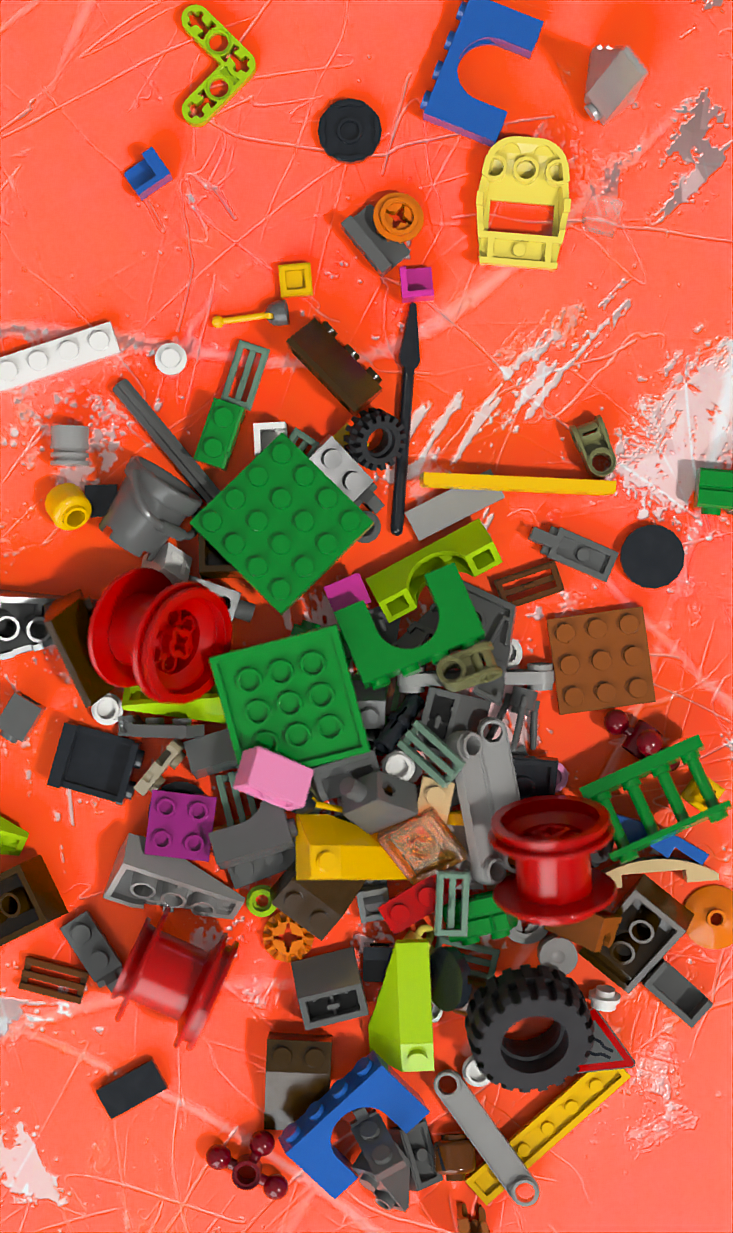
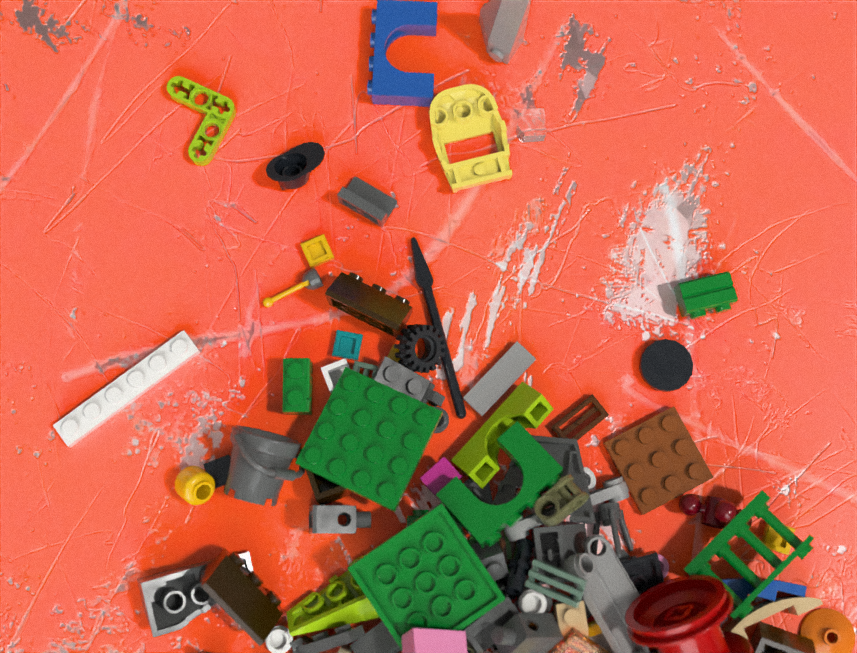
camera: 15 degrees left, 10 degrees down
(69, 445) = (181, 436): light grey piece -> none
(148, 174) = (179, 211): blue panel -> none
(158, 635) = (299, 564): red wheel -> none
(166, 440) = (256, 406): dark grey axle -> none
(171, 359) = (240, 342): white plate -> none
(171, 562) = (290, 510): white panel -> none
(257, 378) = (303, 312): sand green tile -> none
(293, 405) = (347, 345): none -> teal tile
(303, 168) = (294, 167): none -> black piece
(349, 131) = (322, 126): black tile -> none
(411, 213) = (388, 172): orange gear -> none
(416, 284) = (410, 223): dark pink panel -> none
(517, 484) = (542, 344): yellow tile -> none
(575, 552) = (606, 382): dark grey hinge -> none
(593, 445) = (589, 295): olive piece -> none

